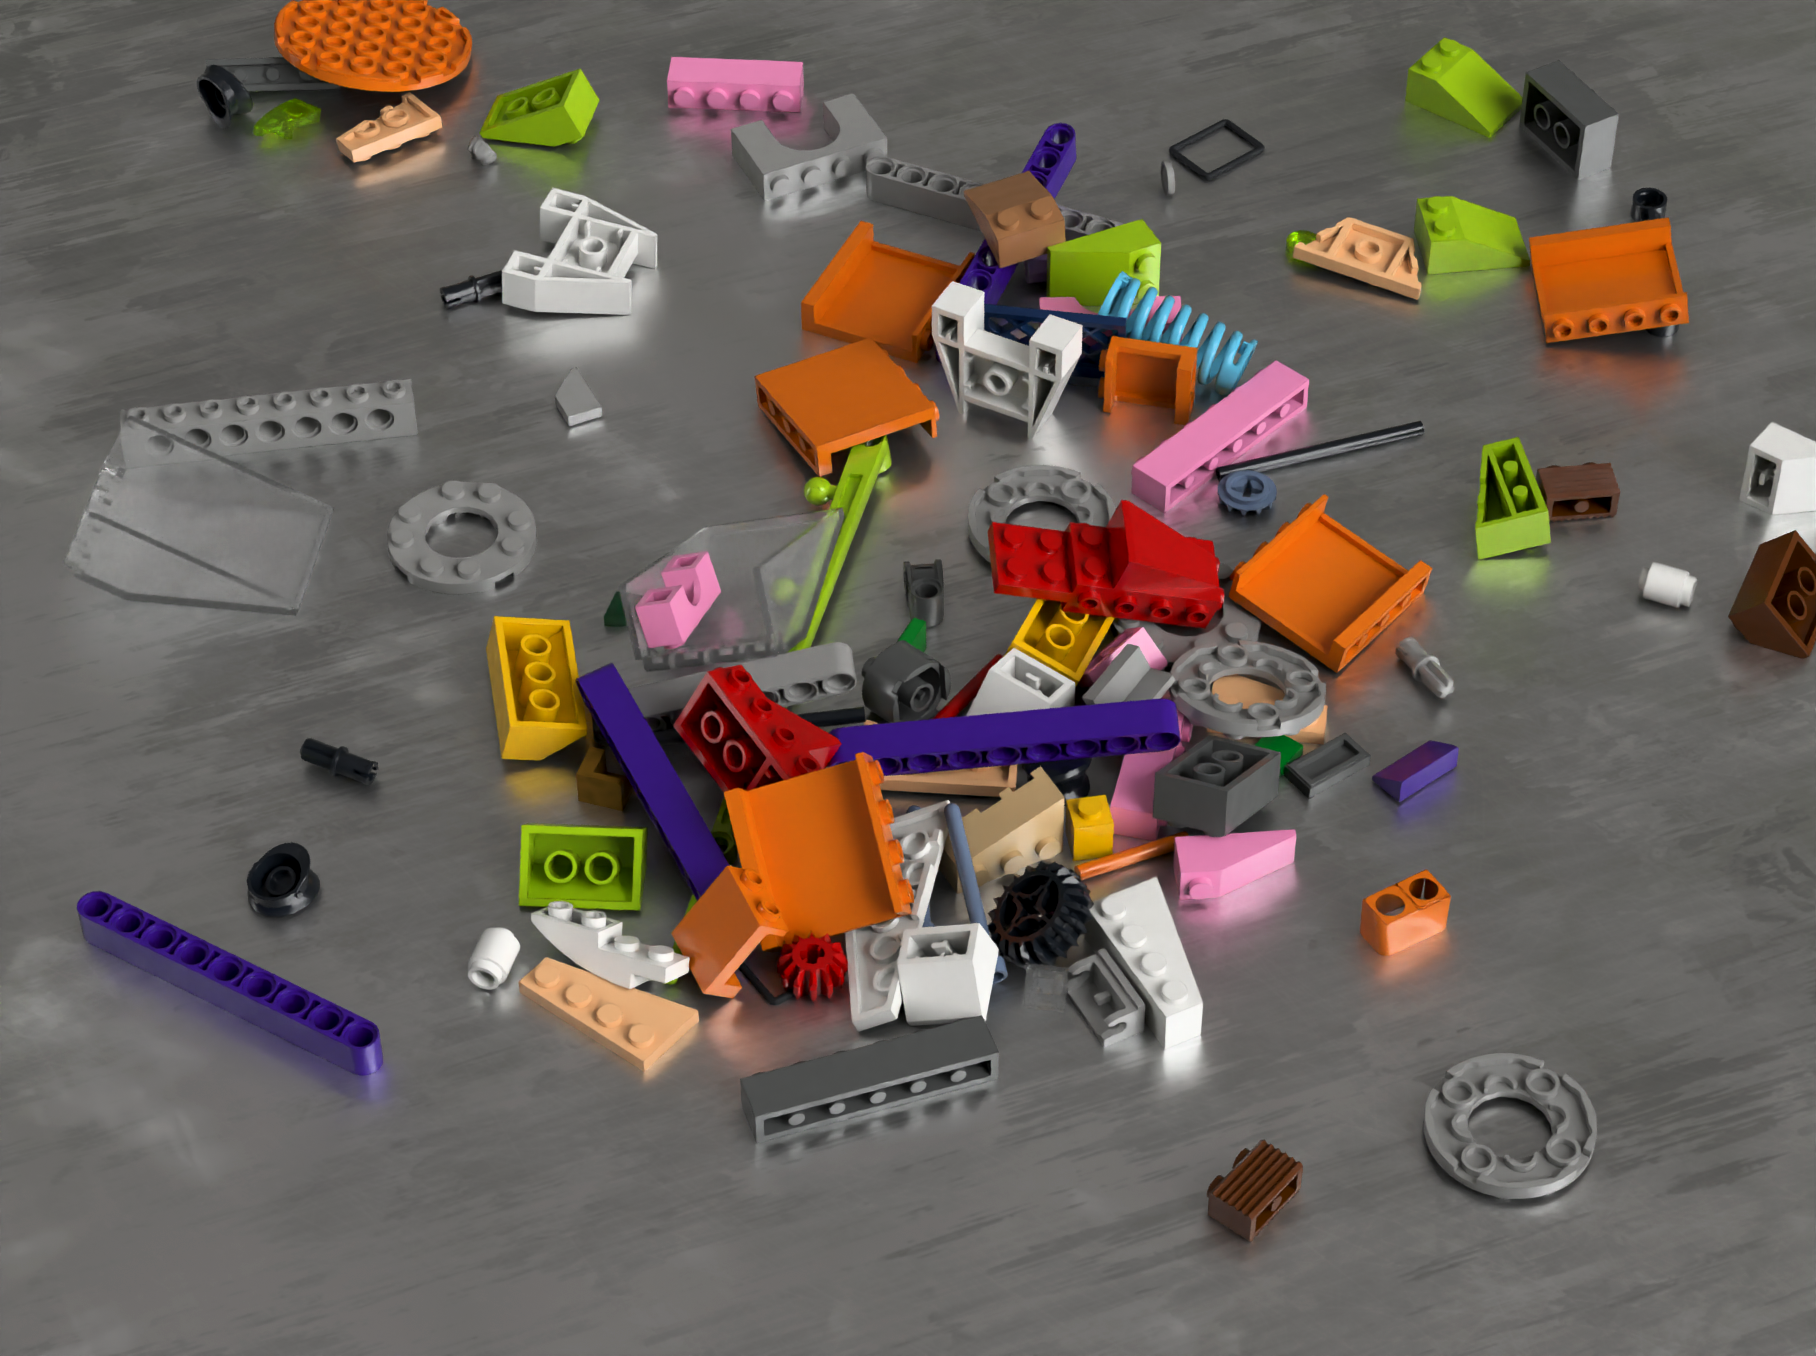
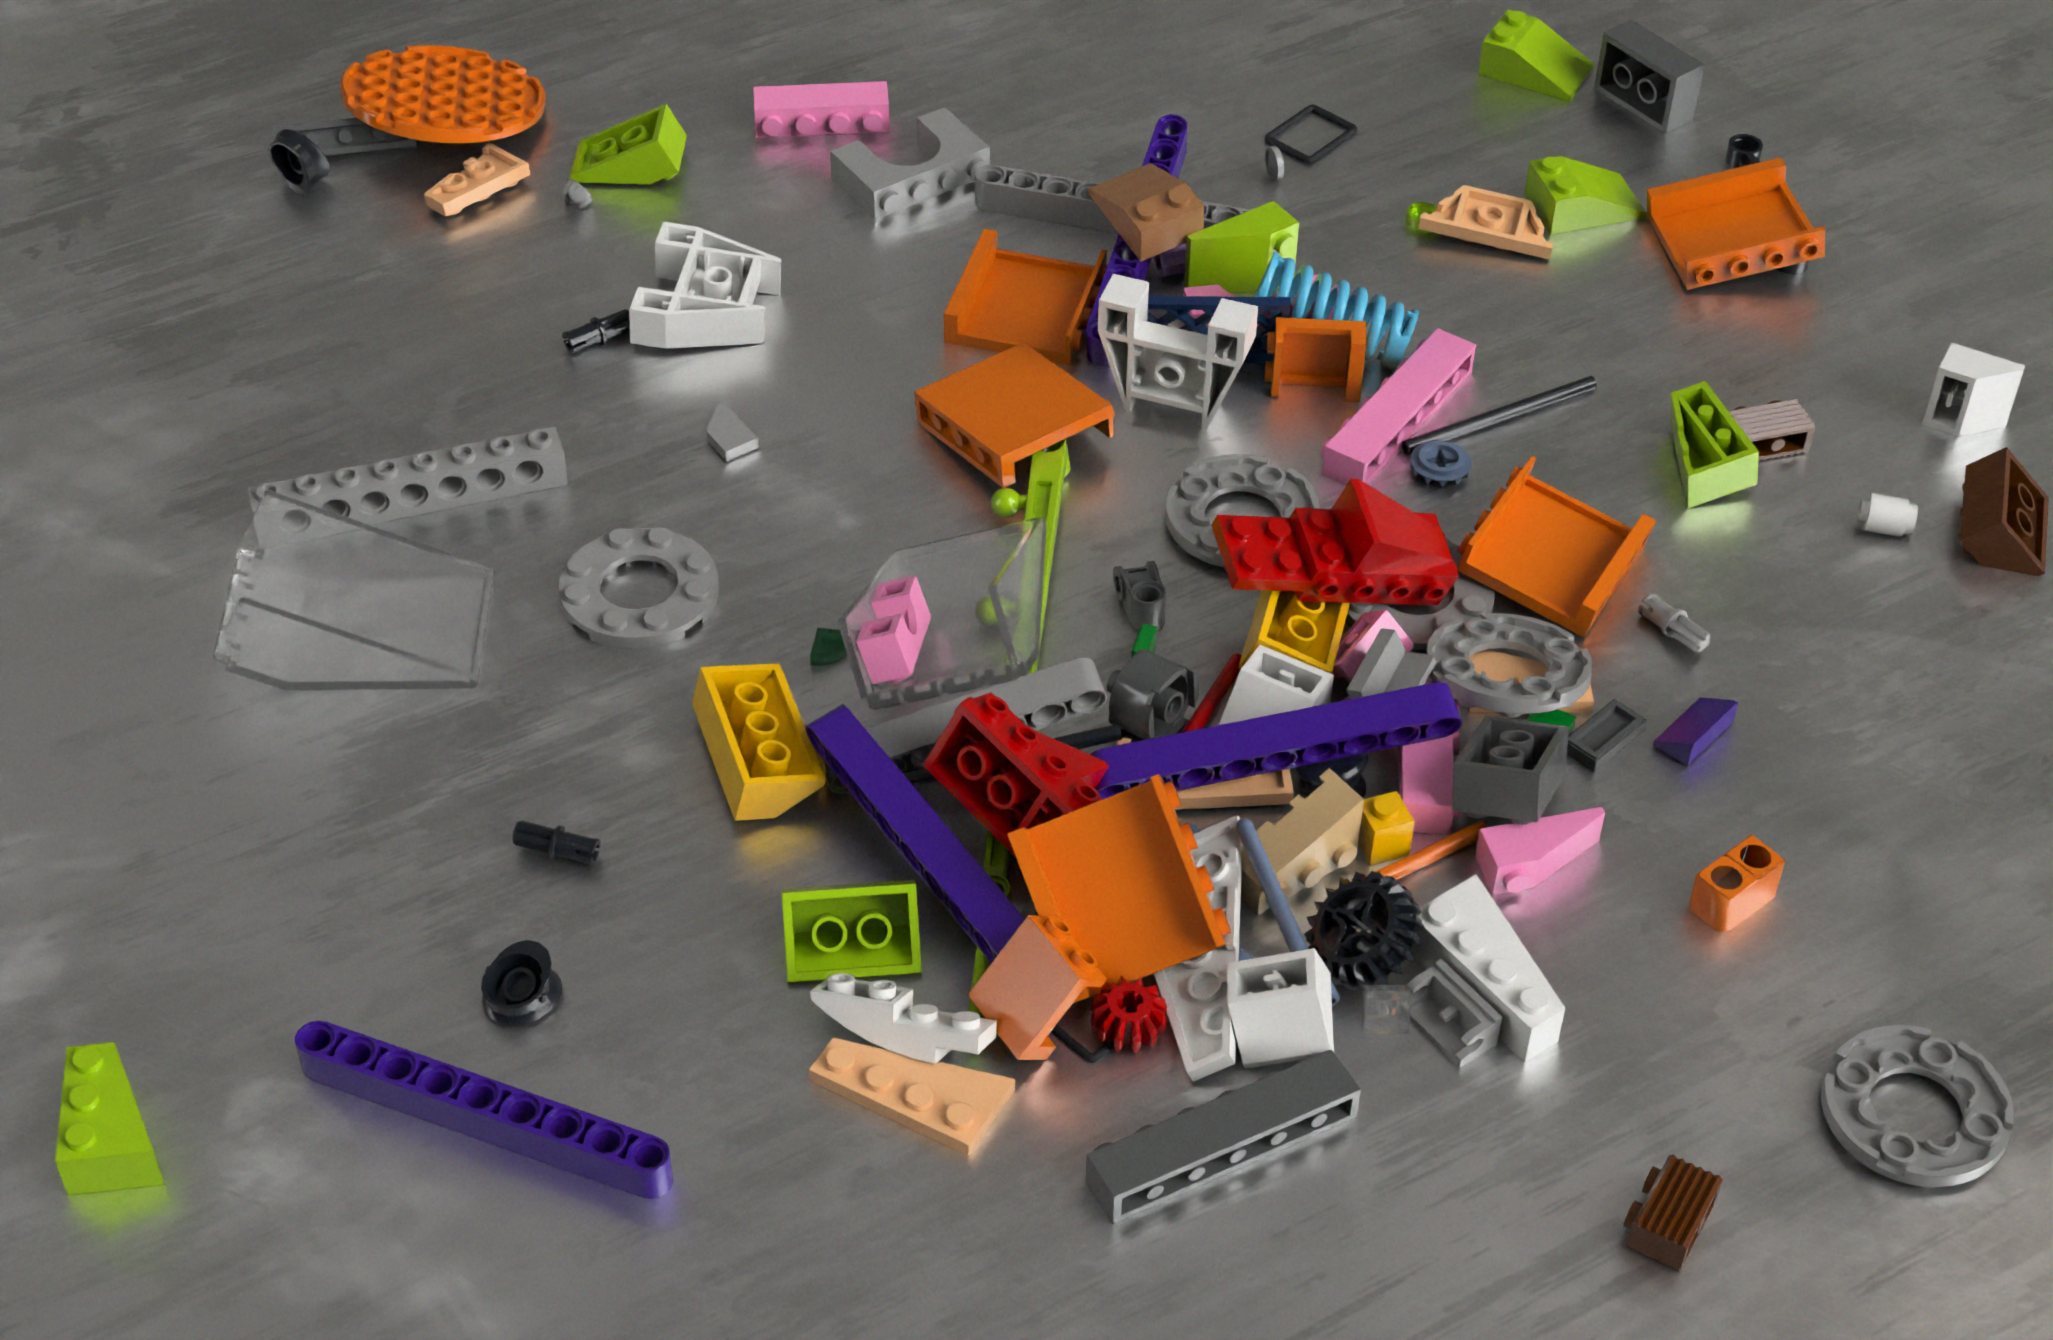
camera: 10 degrees left, 0 degrees up
(285, 117) = (366, 177): clear neon green slope -> none
(493, 958) = (775, 1046): white brick -> none
(599, 786) = (848, 839): pearl gold panel -> none

